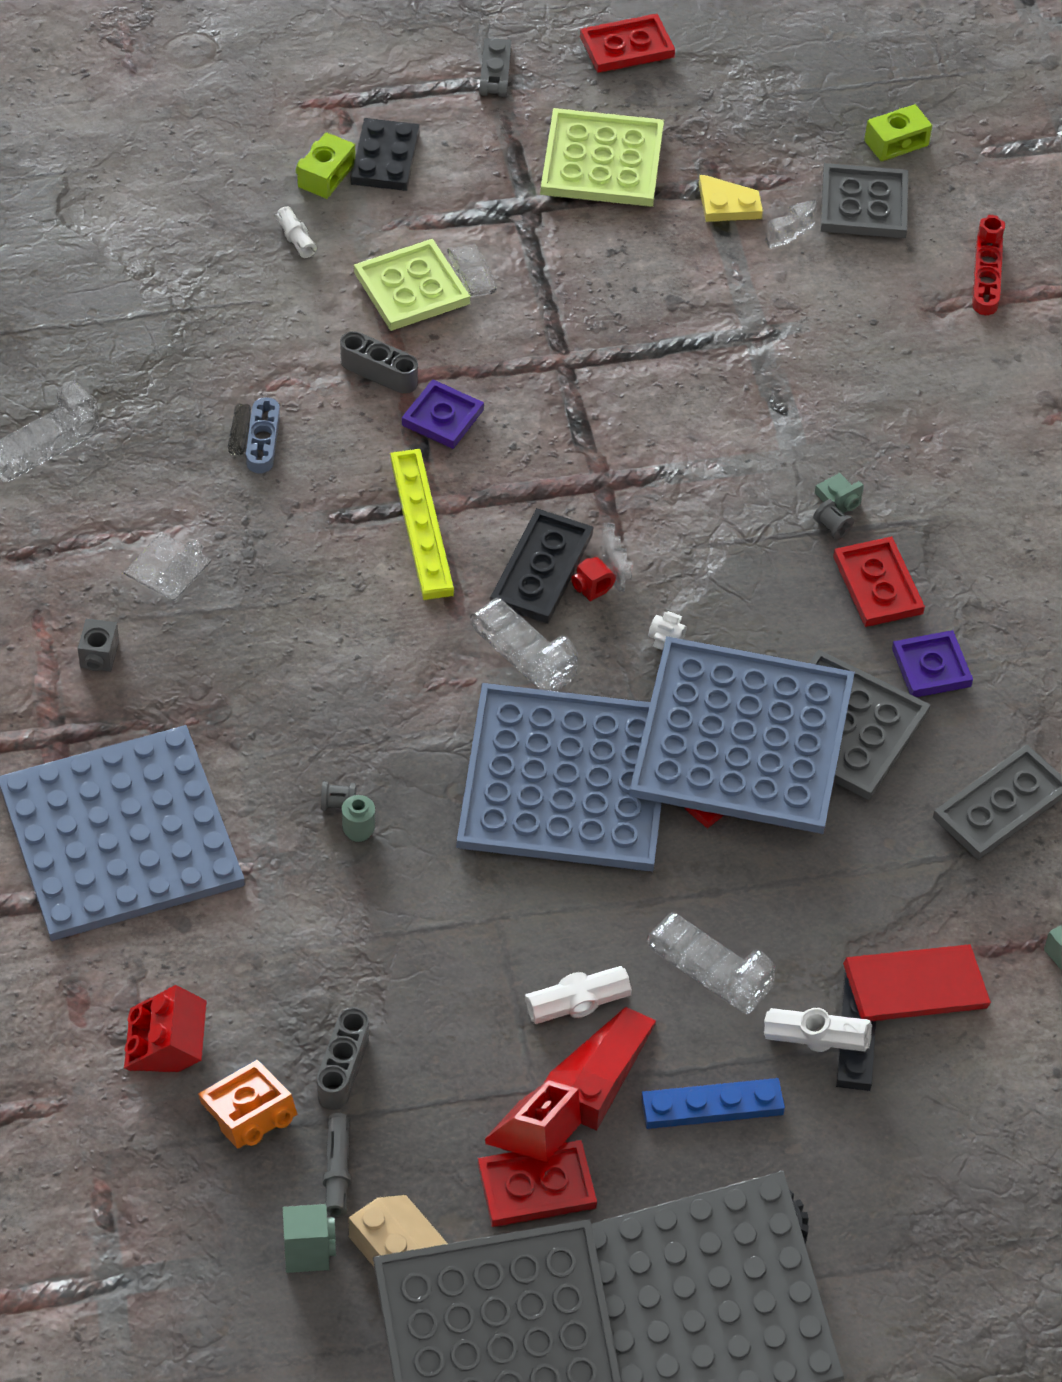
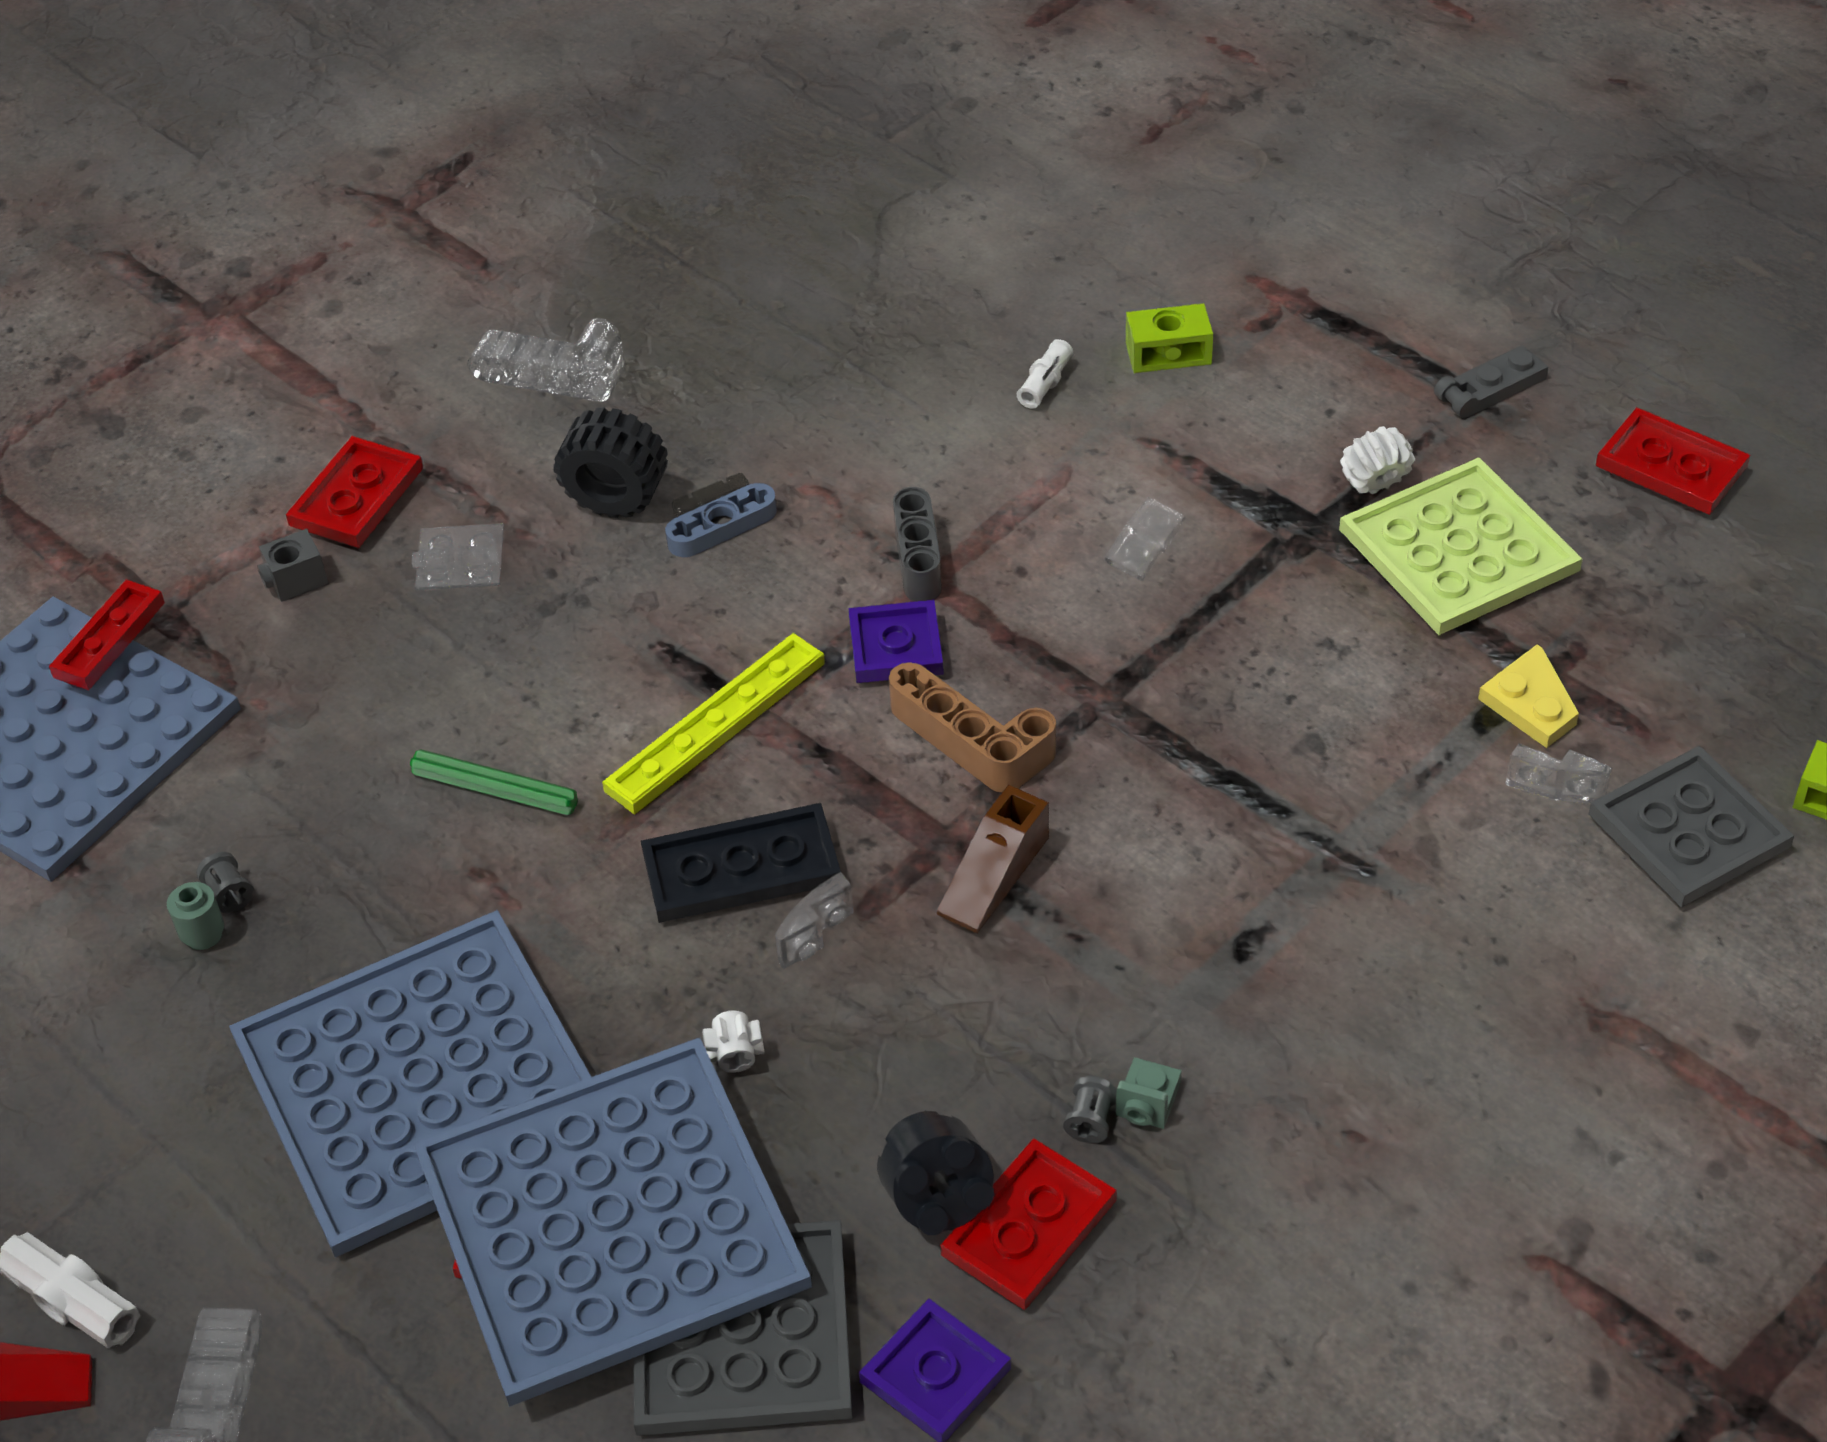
camera: 60 degrees right, 5 degrees down
(58, 586) = (354, 491): none -> red plate
(81, 756) = (107, 634): none -> red plate
(186, 449) = (610, 462): none -> black tyre
(373, 641) = (494, 782): none -> green axle
(385, 154) = (1249, 375): black plate -> none
(411, 284) = (1068, 504): yellowish green plate -> none
(519, 144) = (1377, 460): none -> white gear
(538, 423) = (968, 734): none -> medium nougat beam
(542, 662) = (578, 947): clear beam -> none
(593, 578) = (758, 919): red plate -> none
(645, 459) = (996, 858): none -> reddish brown slope
(833, 591) = (935, 1172): none -> black brick
(990, 231) = (1788, 988): red beam -> none

